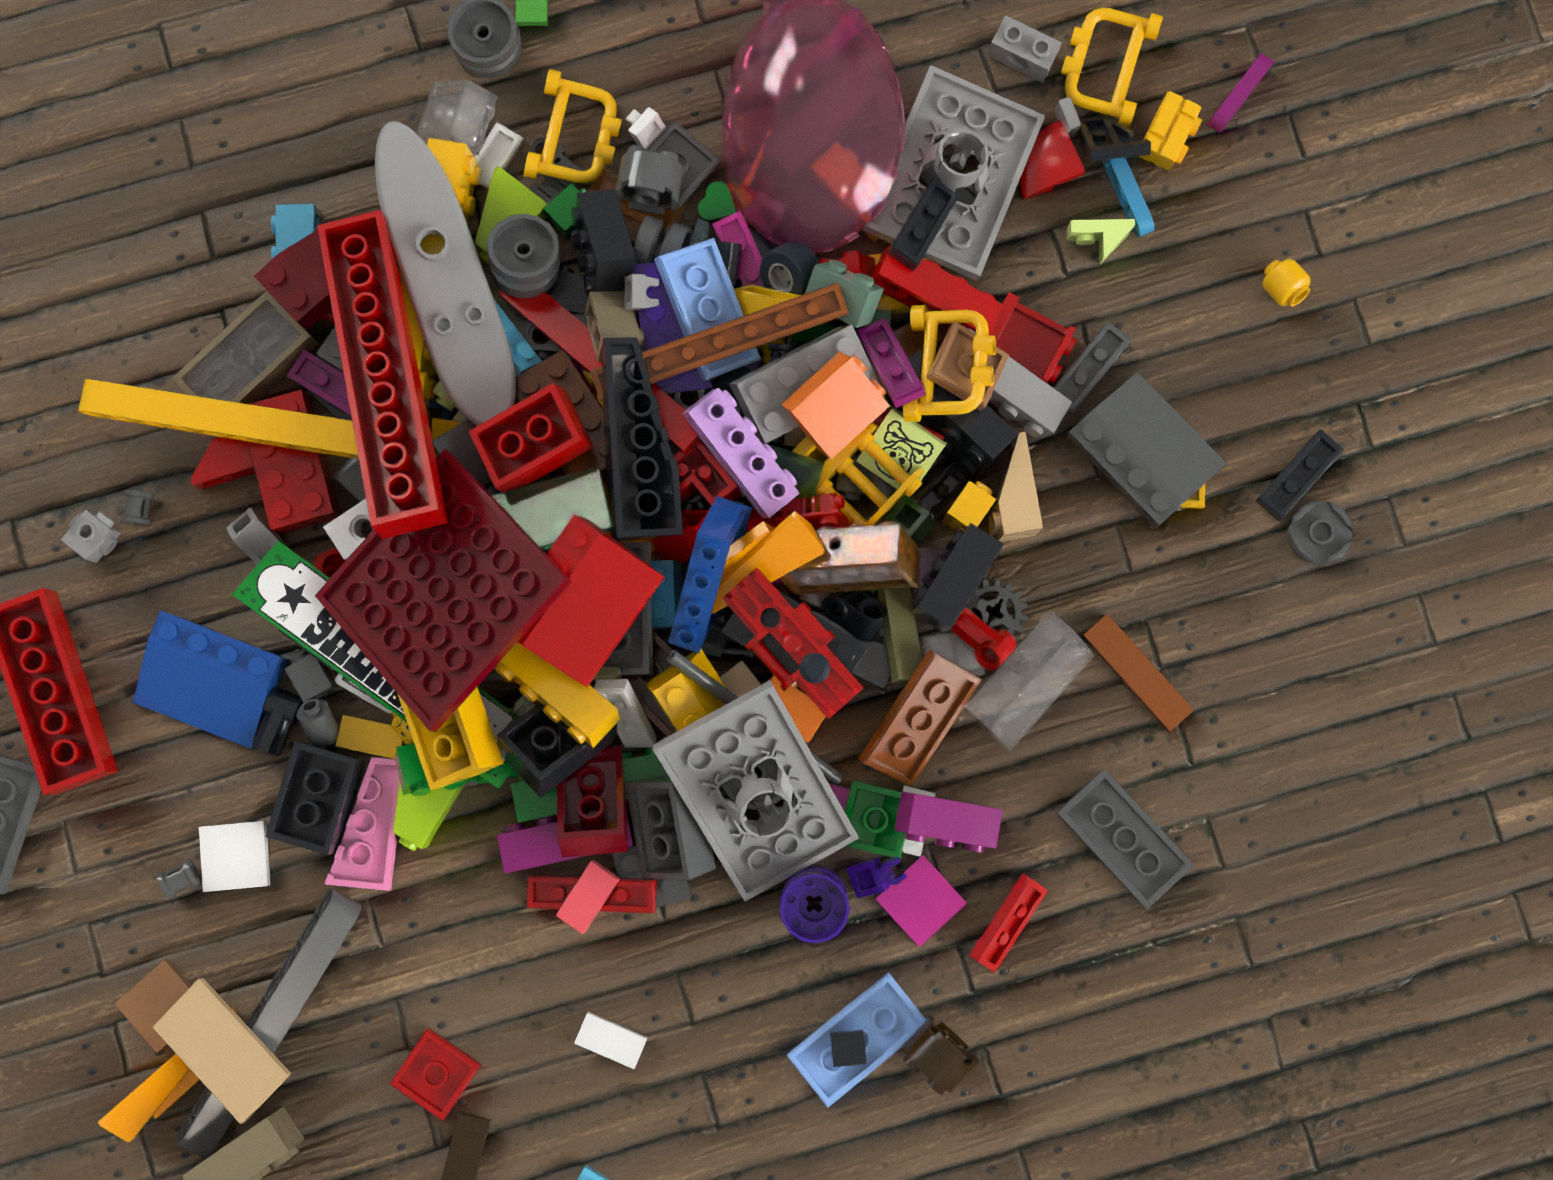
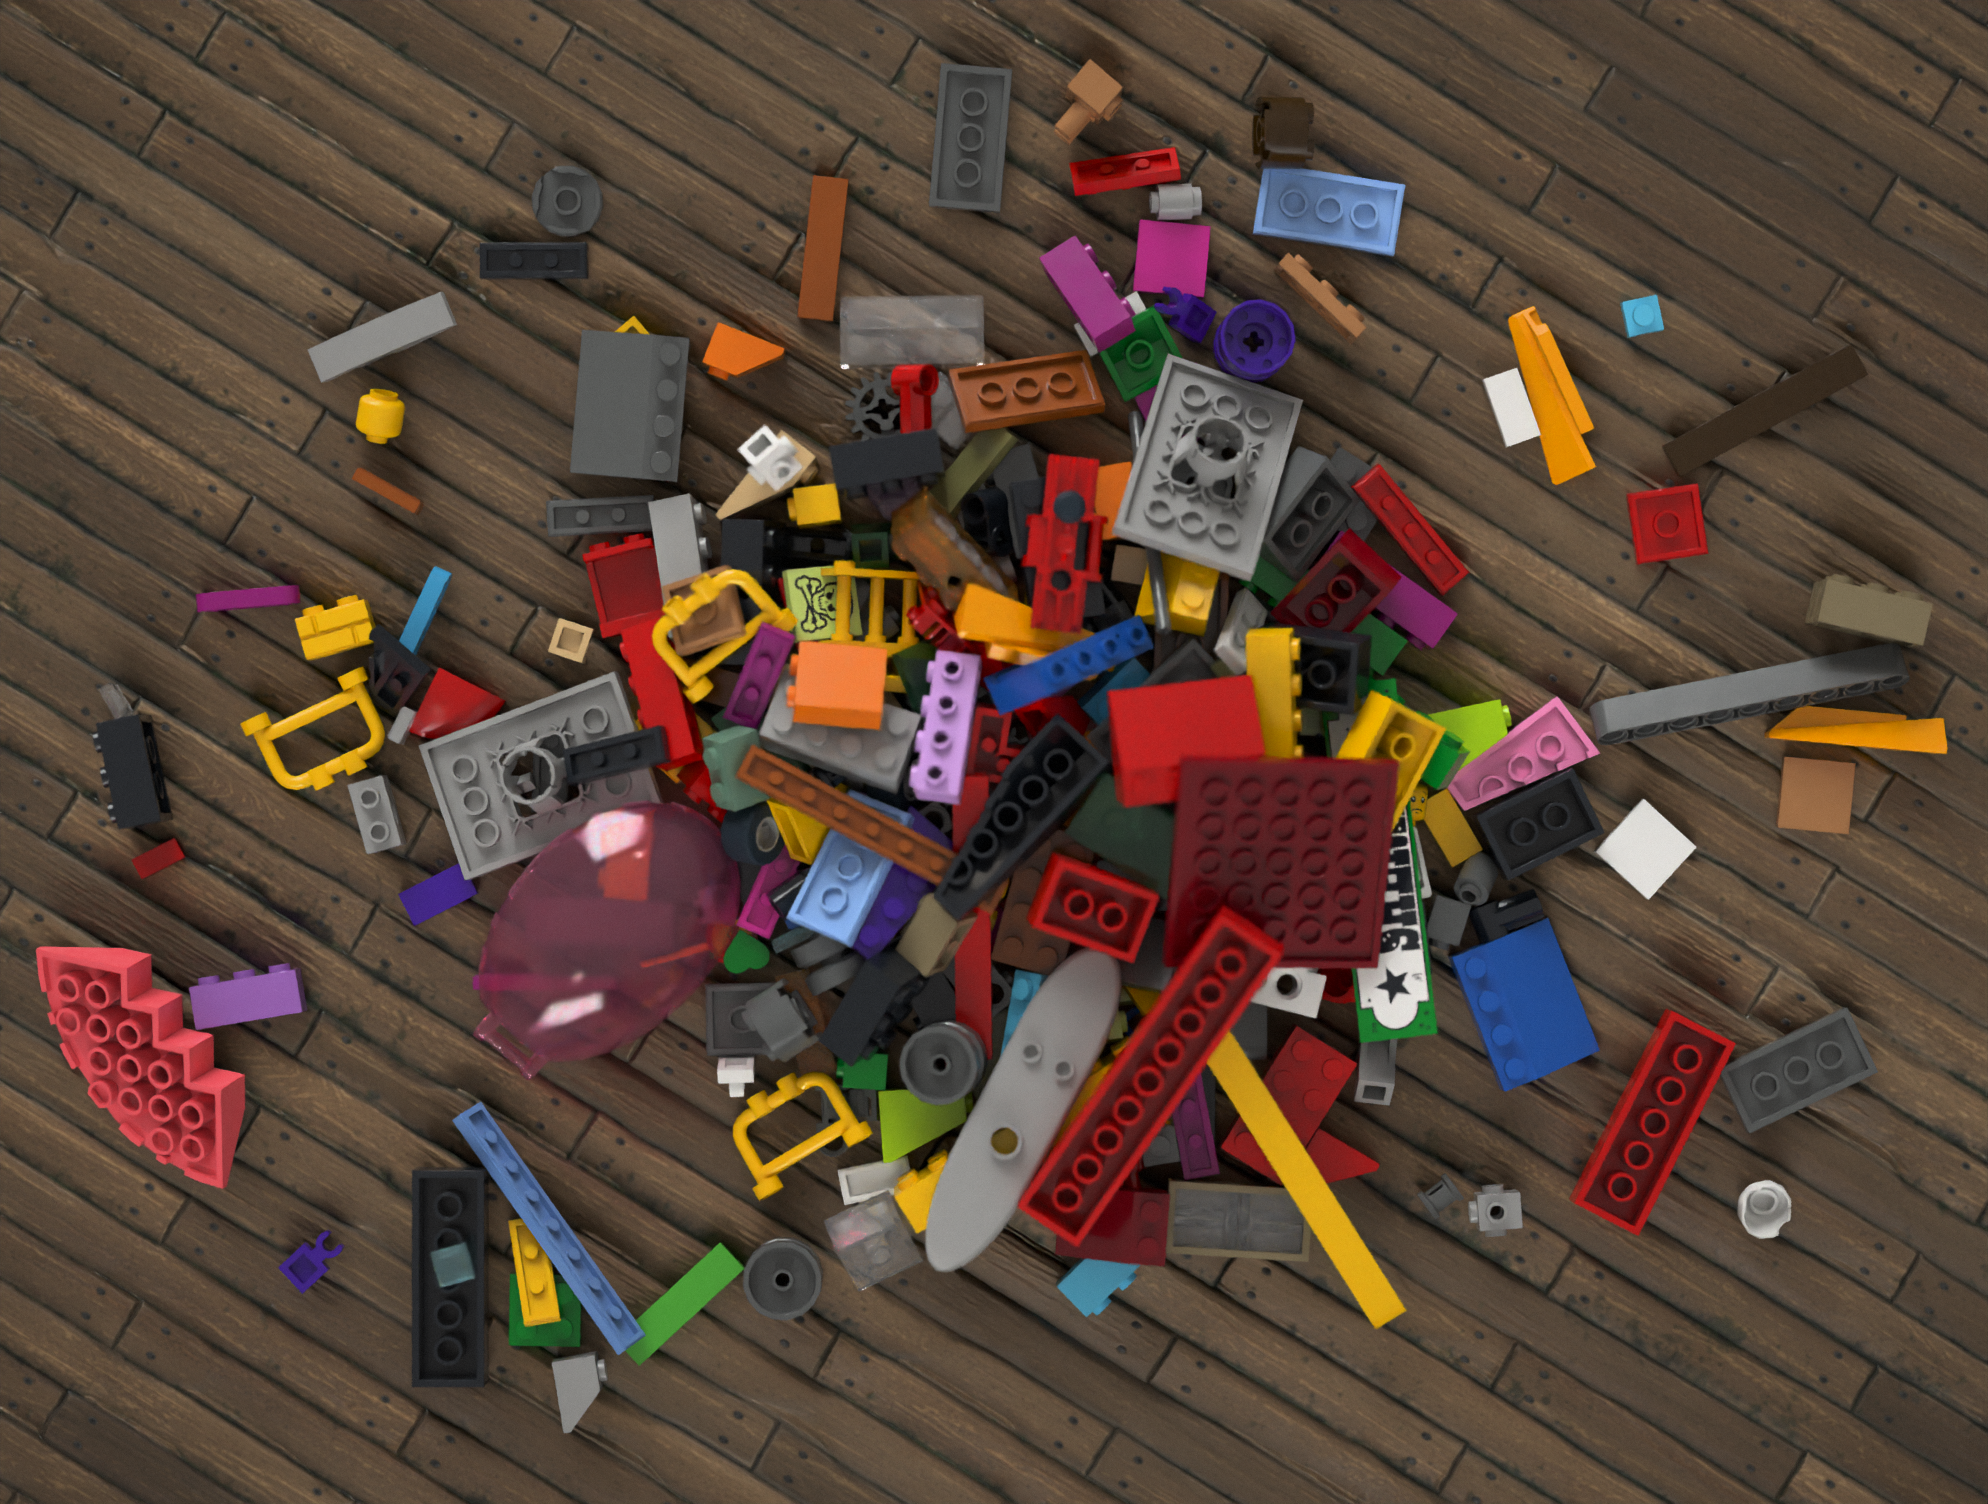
camera: 130 degrees left, 5 degrees up
(179, 878) = (1703, 876): dark grey bush -> none
(221, 1050) = (1801, 707): tan tile -> none
(587, 896) = (1414, 529): coral tile -> none
(591, 1075) = (1552, 397): none -> light orange wedge
(636, 292) = (894, 934): light grey tile -> none
(802, 978) = (1321, 297): none -> medium nougat plate
(848, 1048) = (1343, 210): black tile -> none
(936, 43) = (437, 894): none -> dark purple tile
(957, 938) = (1175, 201): none -> light grey brick
(1025, 270) = (571, 640): none -> tan panel
(1031, 499) = (777, 461): none -> white brick
(1077, 946) = (1092, 97): none -> medium nougat brick
(1107, 232) = (472, 600): yellowish green slope -> none
(1118, 551) = (738, 353): none -> orange slope
(1231, 243) = (388, 491): none -> dark orange tile
(1337, 330) = (382, 337): none -> light grey slope

